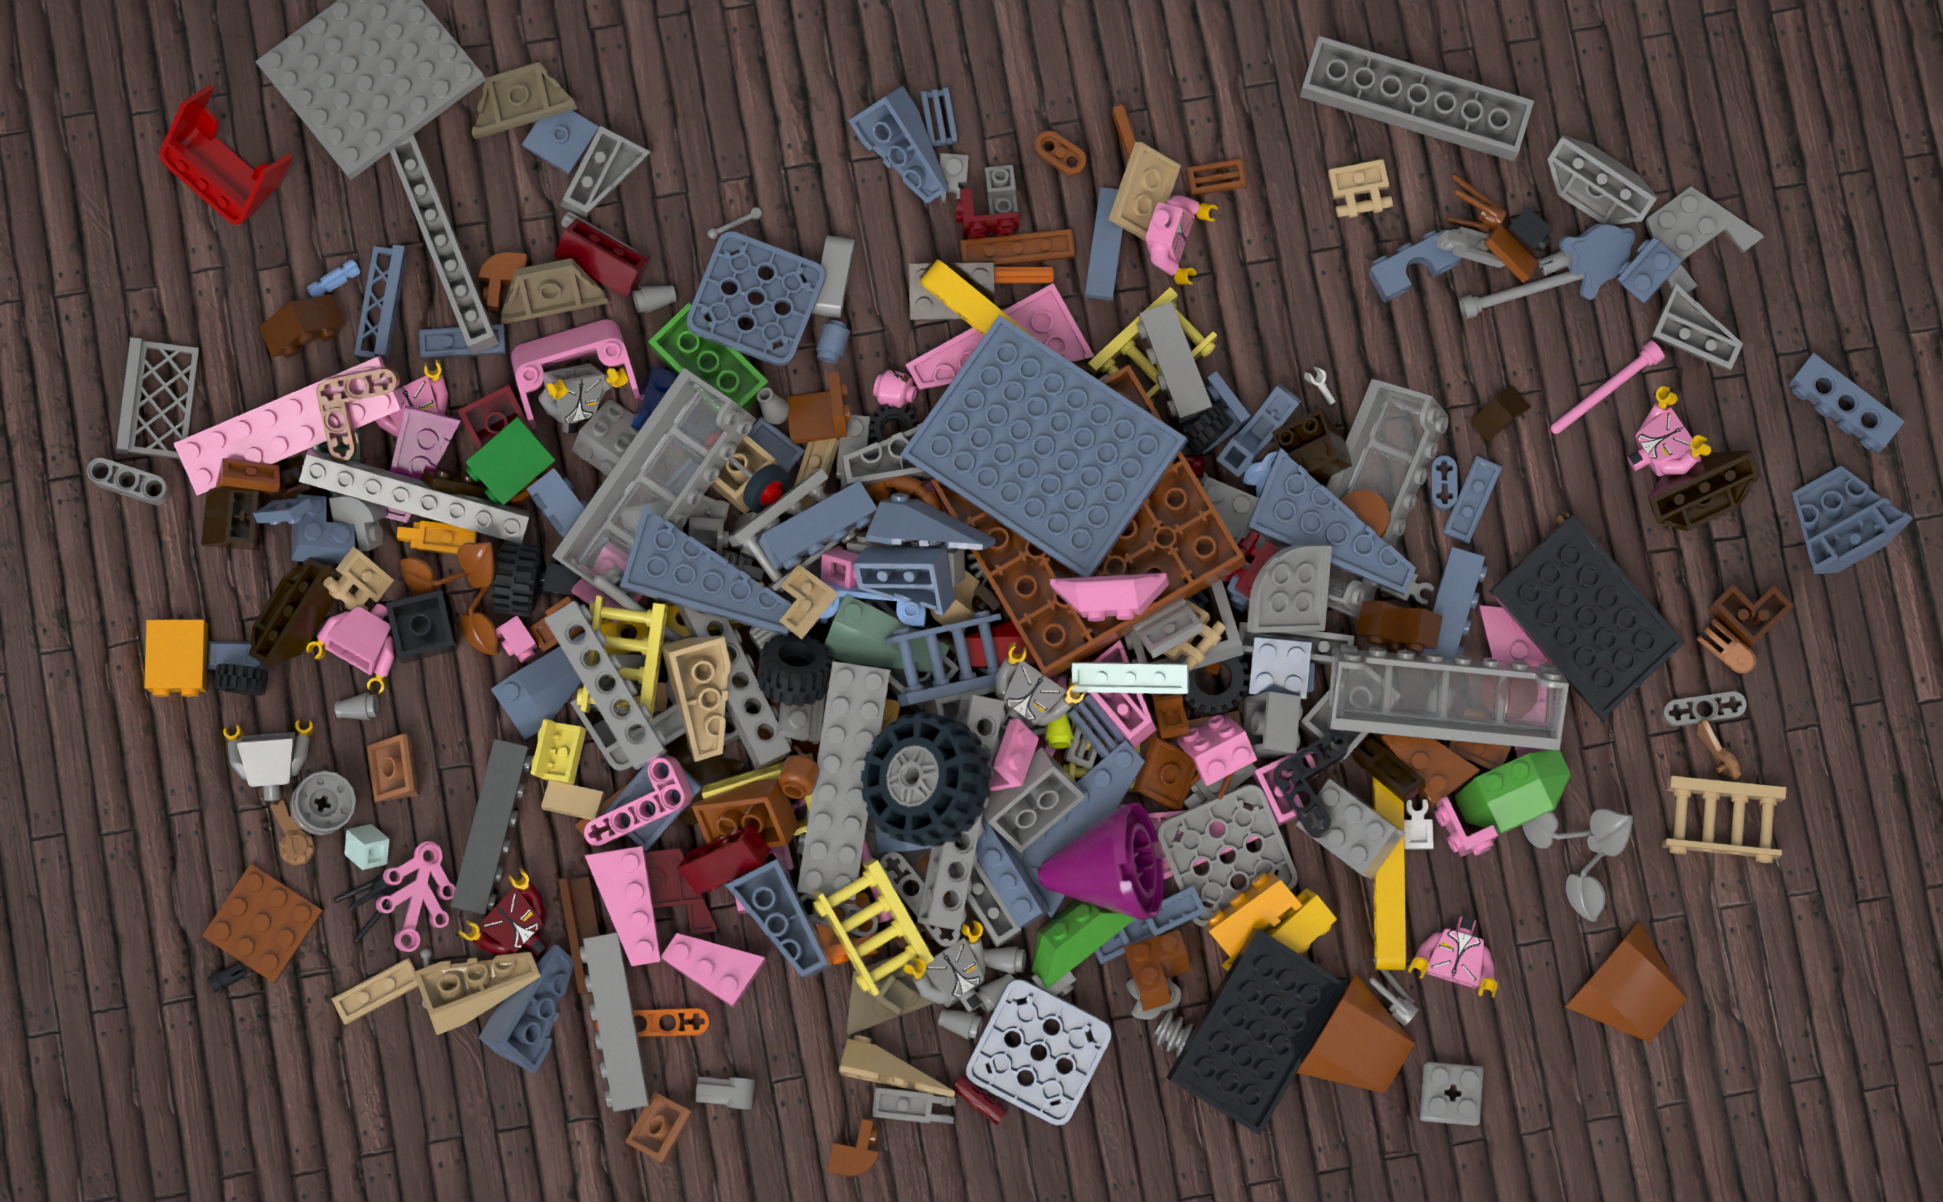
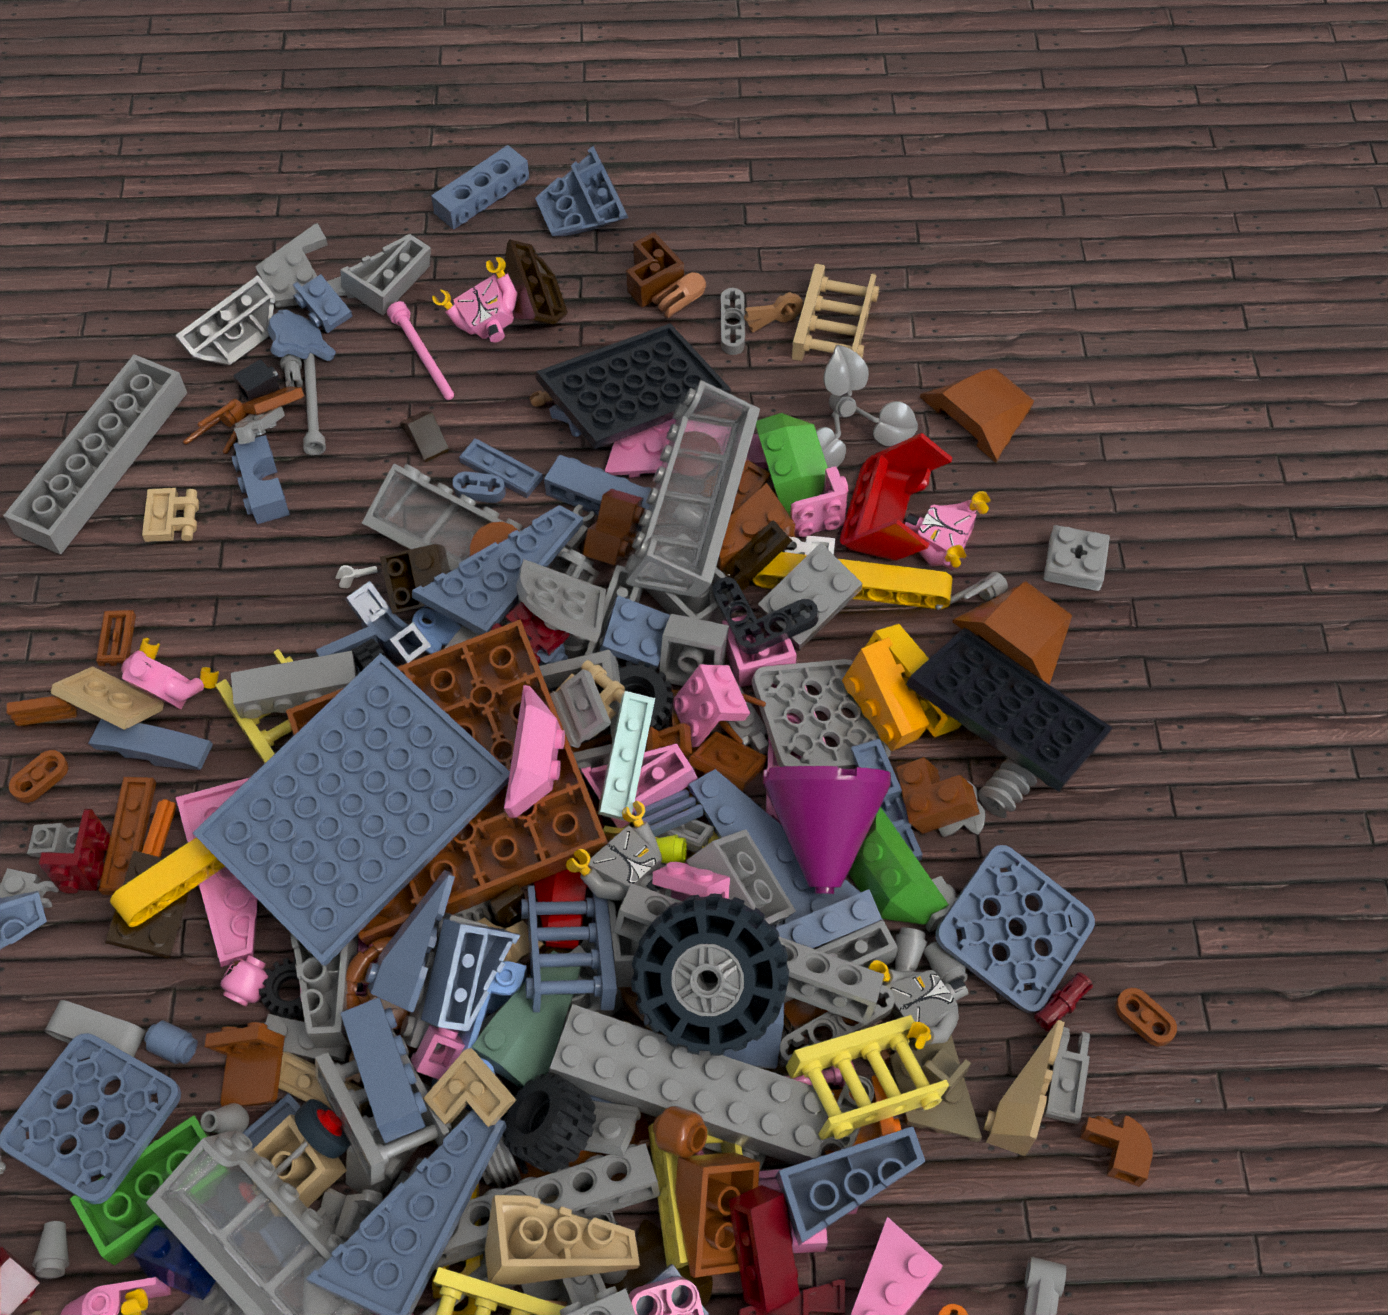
camera: 80 degrees left, 20 degrees down
(961, 1022) = (976, 1008): light grey cone -> none
(974, 1172) = (1146, 1016): none -> dark orange plate
(1483, 891) = (882, 497): none -> red windscreen

